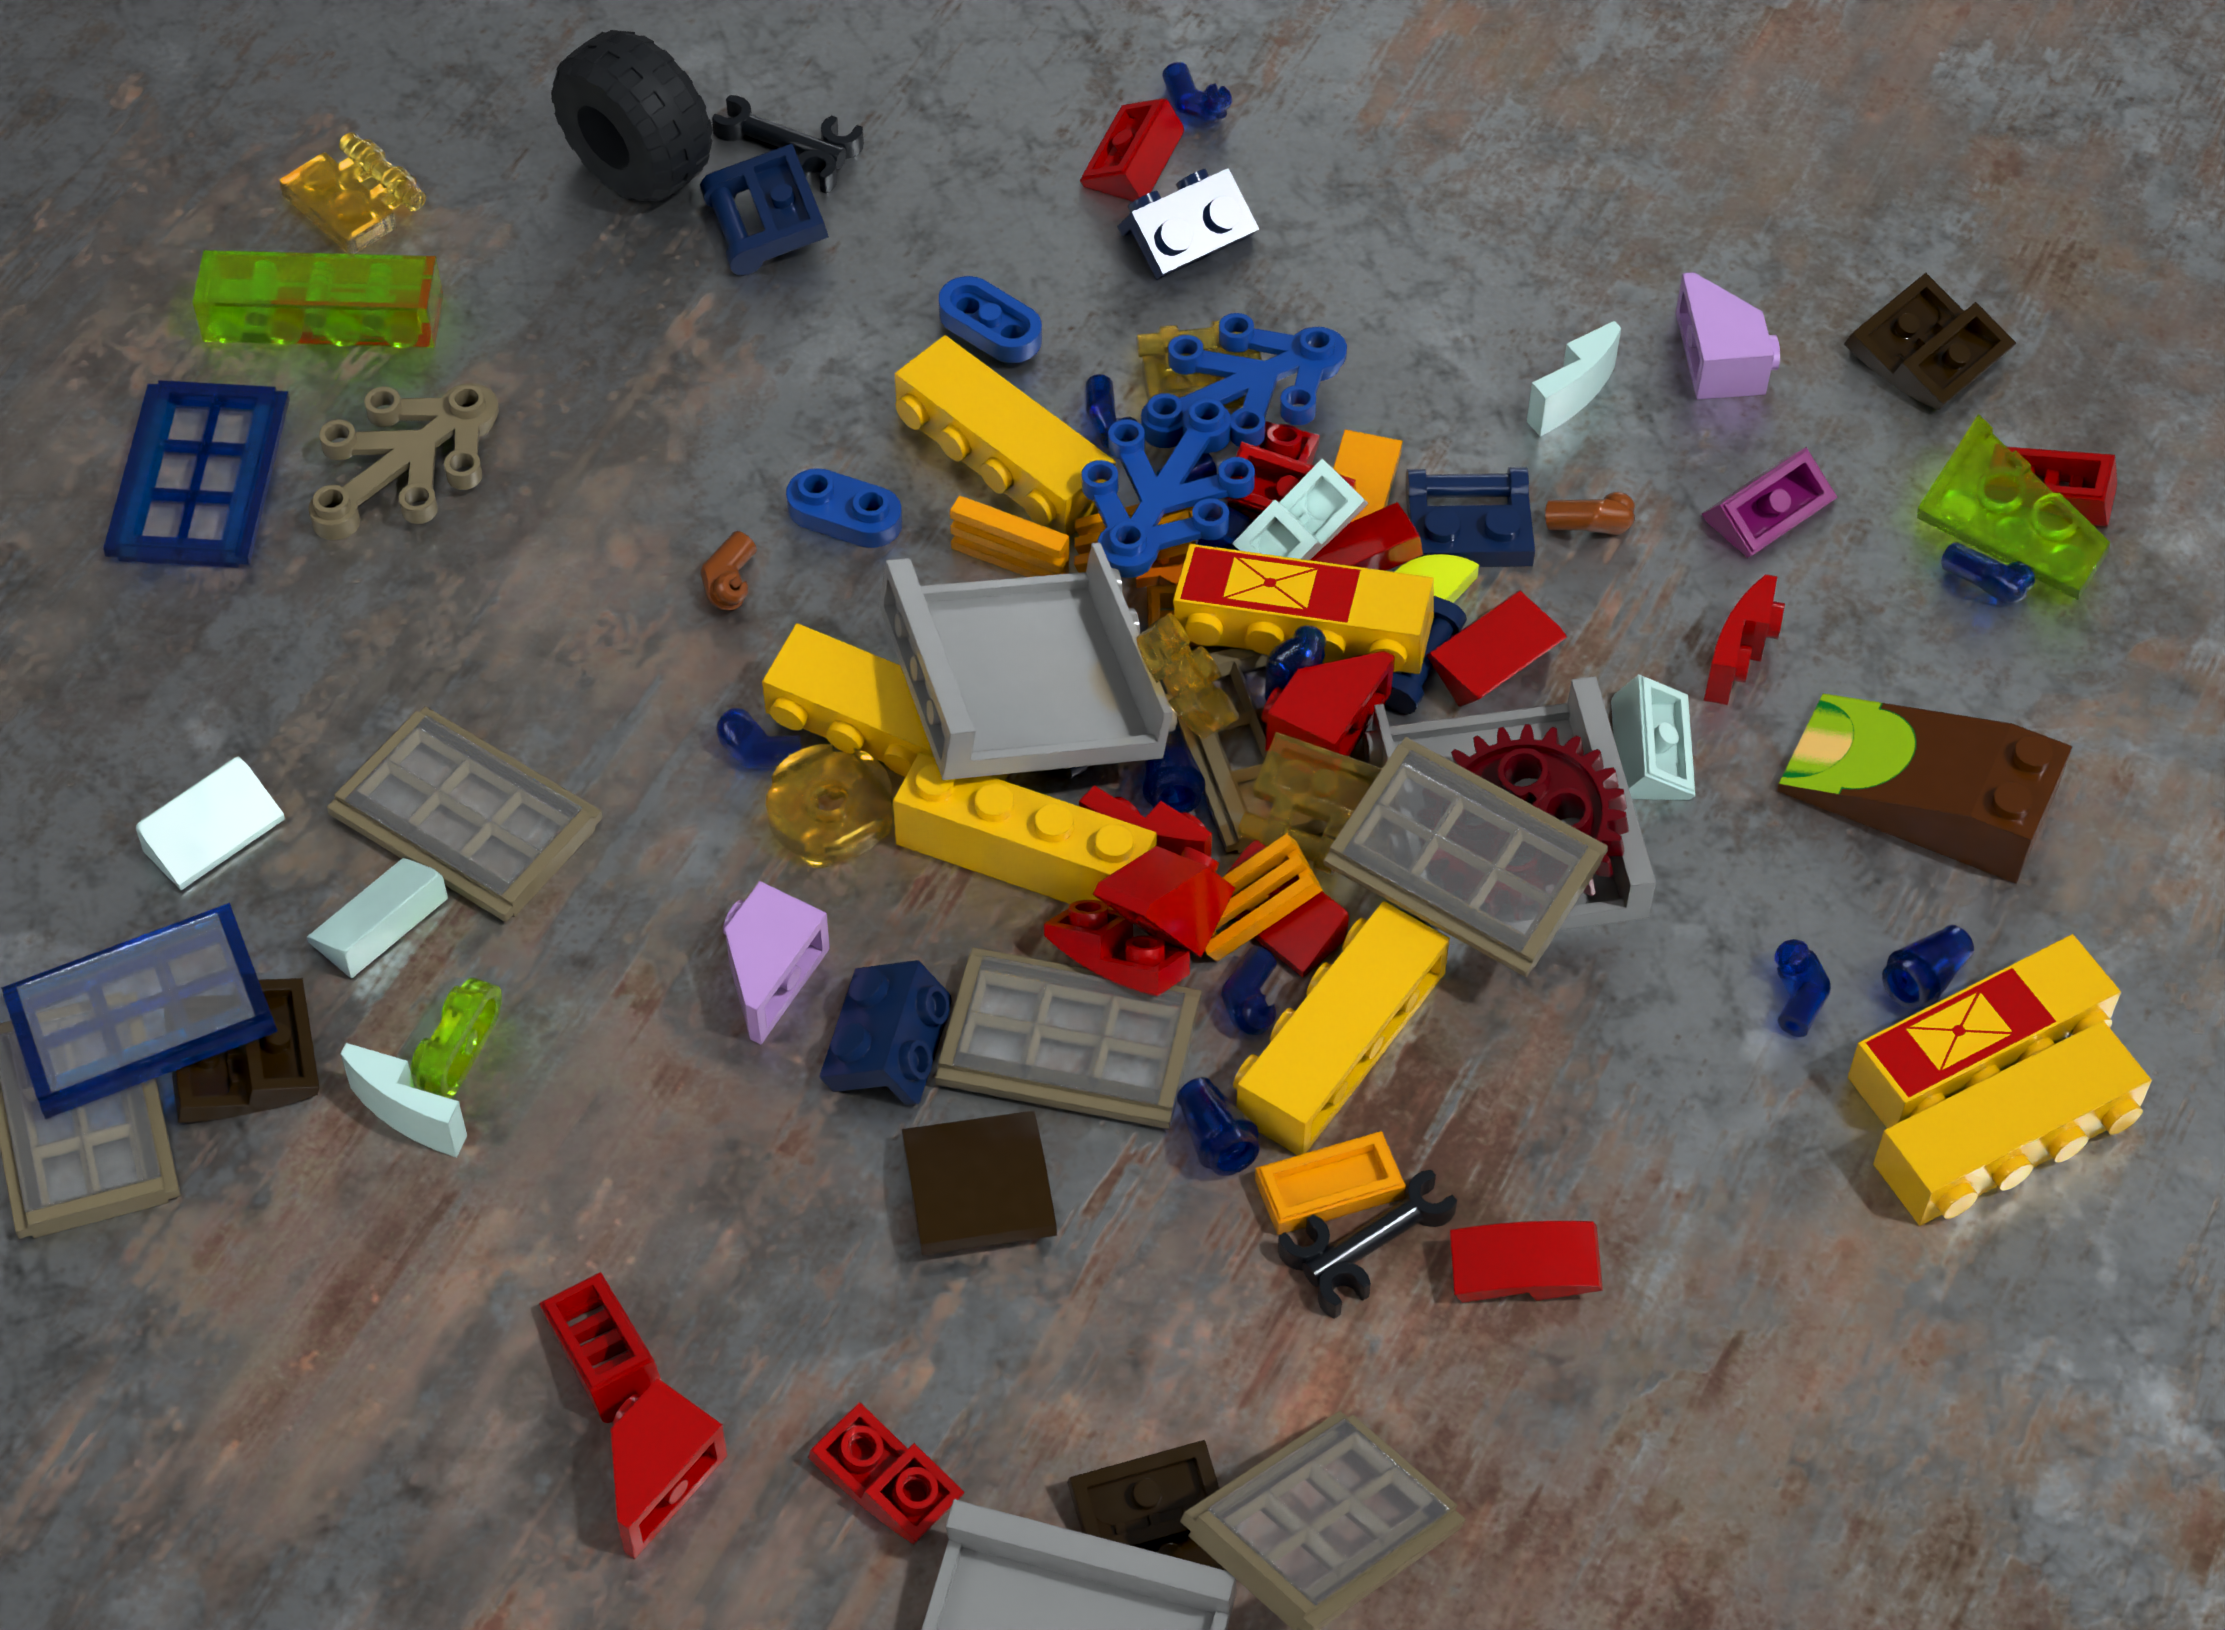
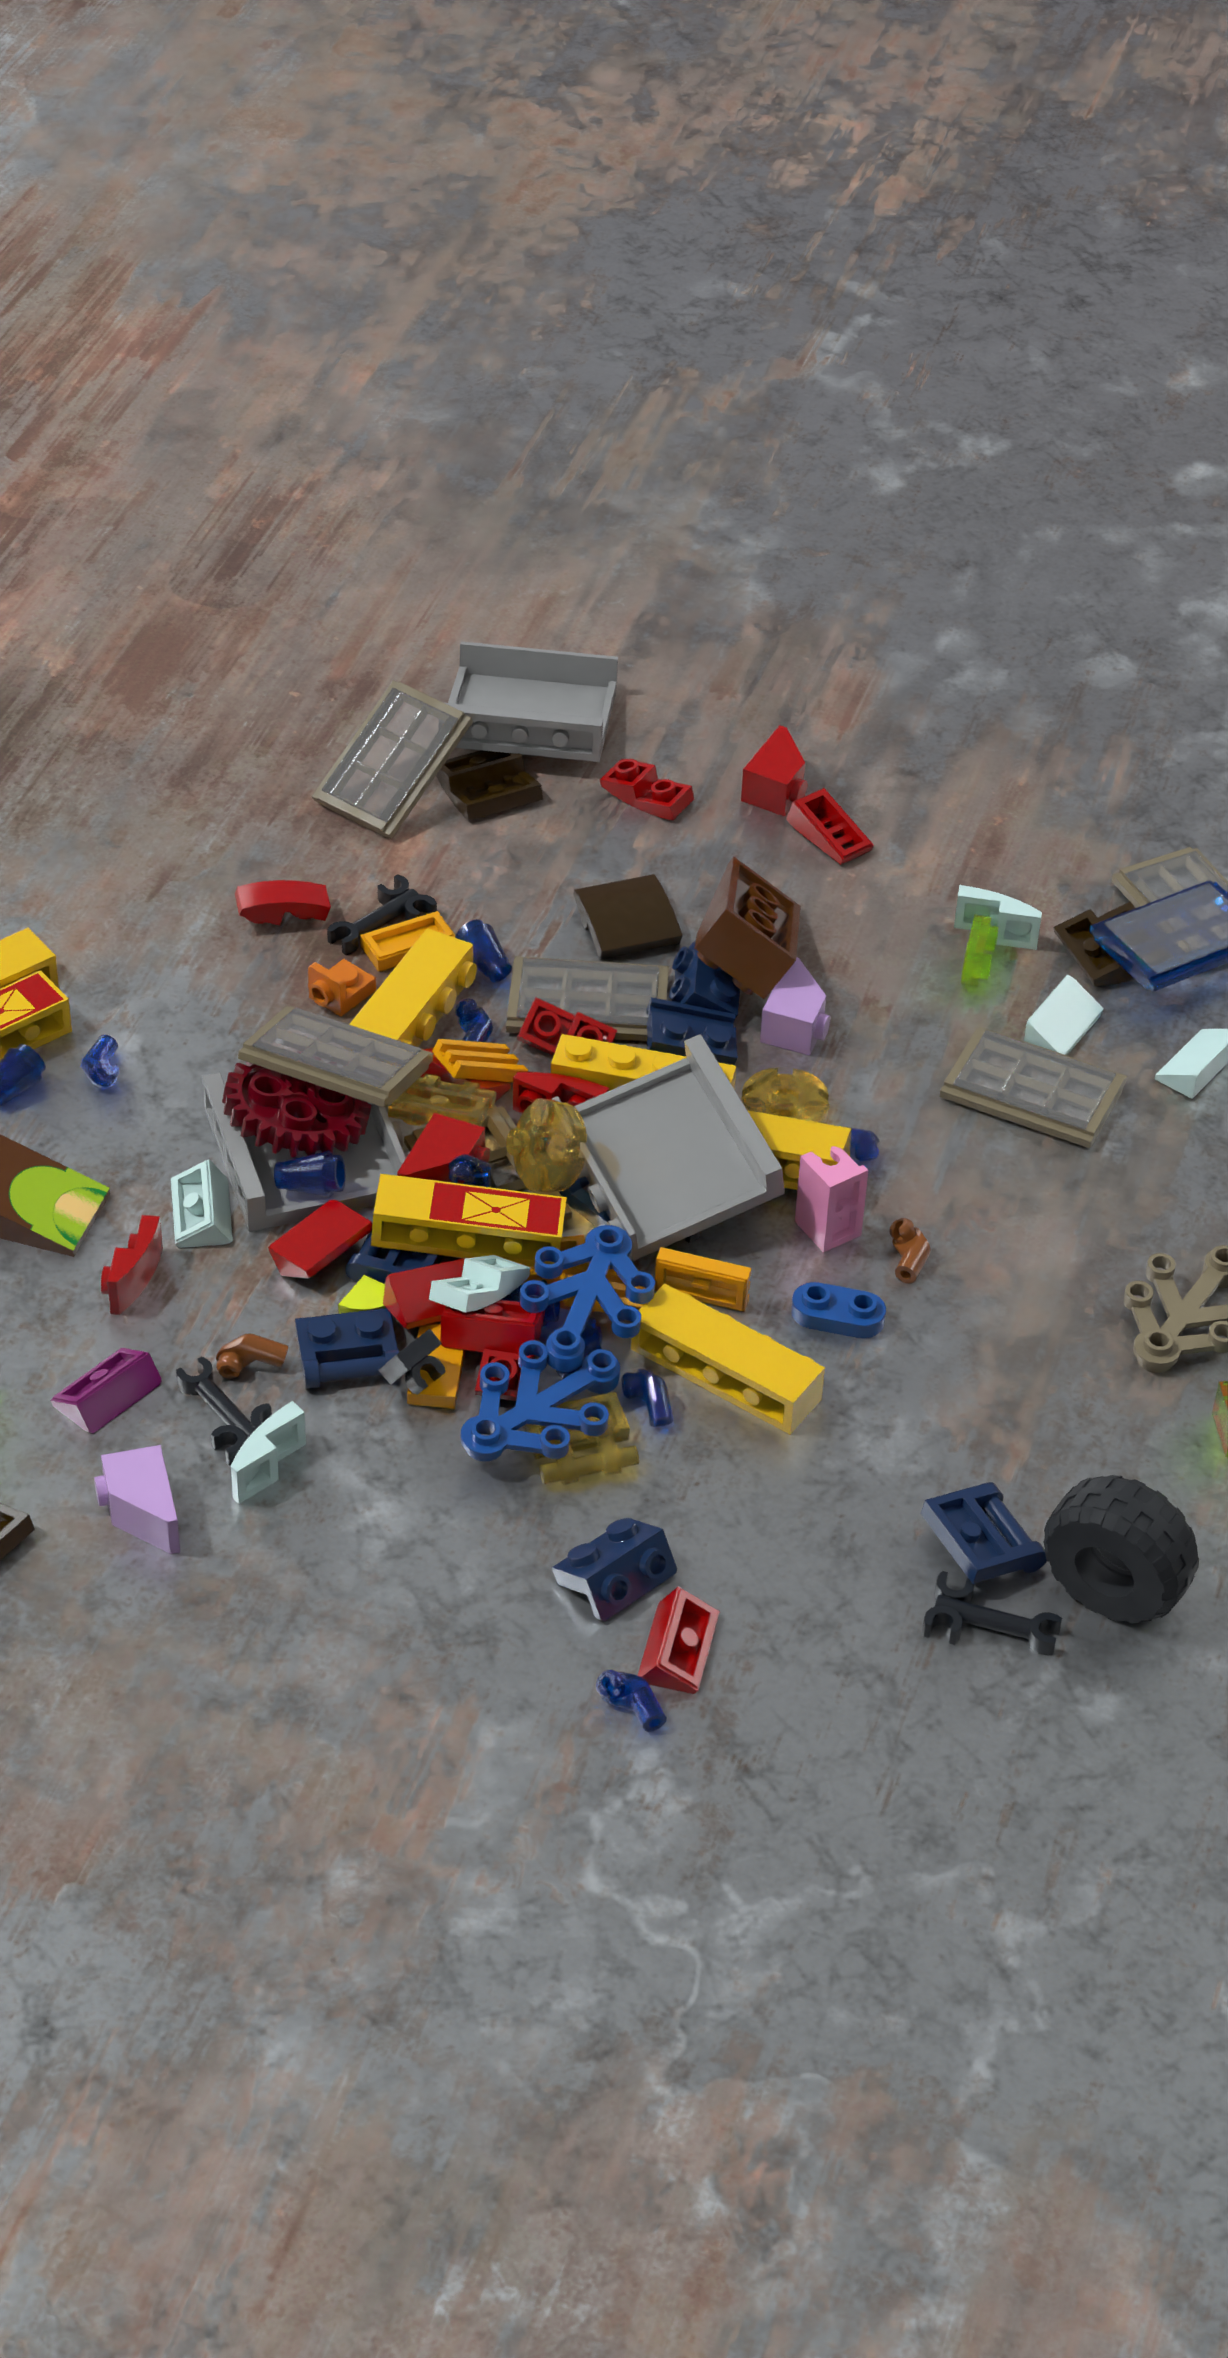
camera: 170 degrees right, 10 degrees down
(799, 1064) = (749, 930): none -> reddish brown slope
(817, 587) = (831, 1199): none -> bright pink hinge
(942, 927) = (675, 1022): none -> dark blue plate
(998, 321) = (767, 1461): blue plate -> none
(1170, 896) = (538, 1027): red slope -> none
(1396, 442) = (412, 1360): none -> black tile
(1445, 1090) = (340, 986): none -> orange bracket
(1497, 709) = (312, 1174): none -> clear blue cone
(1608, 432) = (237, 1425): none -> black bar

